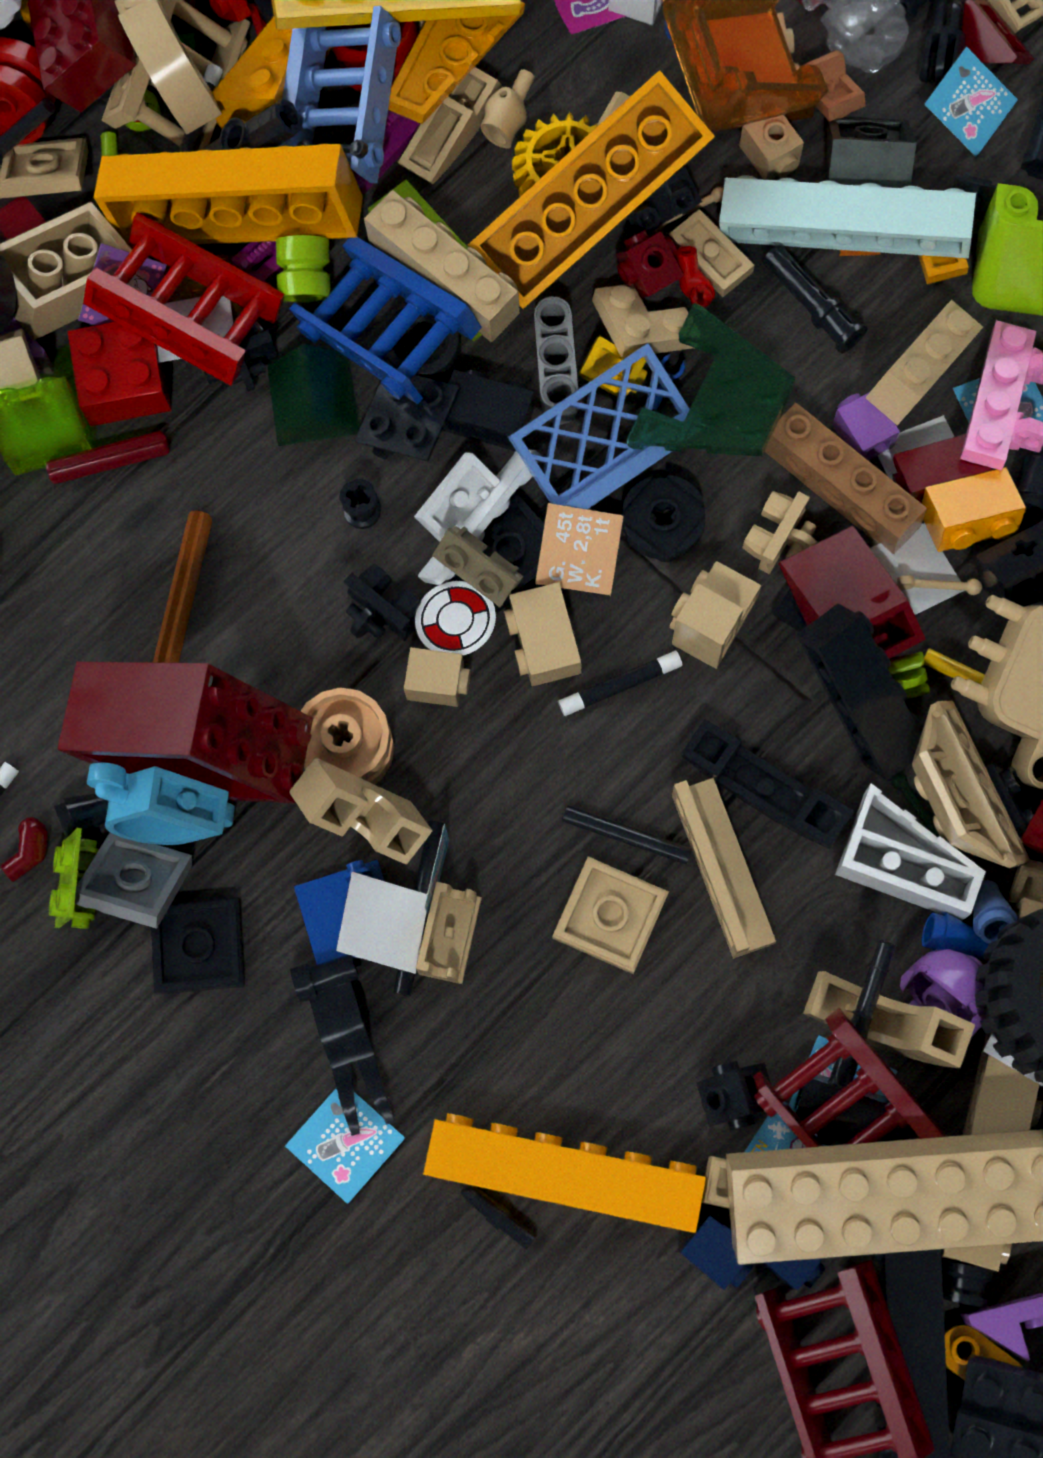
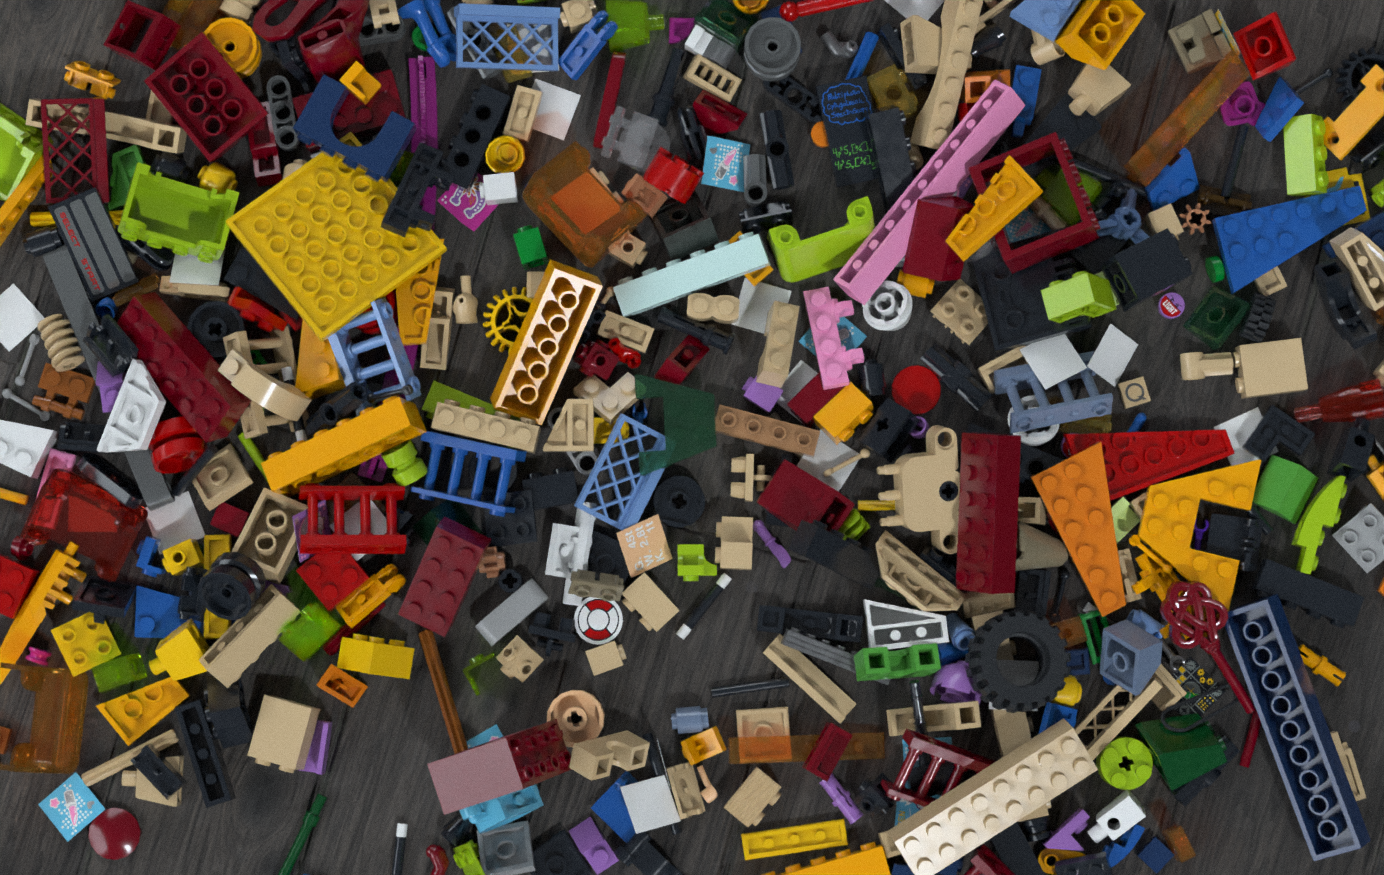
camera: 35 degrees left, 10 degrees up
(39, 523) = (342, 685): none -> orange slope
(110, 507) = (375, 656): none -> yellow brick
(153, 421) = (370, 595): none -> light orange hinge
(246, 592) = (476, 661): none -> clear neon green bracket
(267, 946) = (593, 845): none -> medium lavender slope
(268, 439) = (444, 576): none -> dark red brick
(309, 616) = (519, 659): none -> tan brick
(337, 548) = (511, 612): none -> light grey beam
(347, 462) = (493, 562): none -> nougat gear
(482, 958) = (709, 792): none -> light nougat hand
(510, 881) = (703, 745): none -> light orange bracket
(511, 833) = (690, 719): none -> sand blue brick
(545, 998) = (753, 797): none -> tan brick
(566, 330) = (573, 428): none -> tan wing
(574, 1098) = (794, 839): none -> yellow tile
(636, 613) = (693, 562): none -> lime brick
(637, 59) = (530, 247): none -> green brick
(665, 967) = (797, 748): none -> clear orange tile
(678, 1073) = (841, 799): none -> medium lavender pin
(696, 985) = (827, 751): none -> dark red hinge
(771, 656) = (781, 554): none -> medium lavender piece
(773, 325) = (682, 361): none -> dark red slope
(784, 854) = (821, 650): none -> flat silver piece
(841, 889) = (905, 663): none -> bright green arch
(861, 281) = (721, 309): none -> tan brick
(890, 71) = (672, 175): none -> red brick
(911, 310) = (756, 303): none -> white sticker
(1002, 141) = (754, 177): none -> dark grey piece

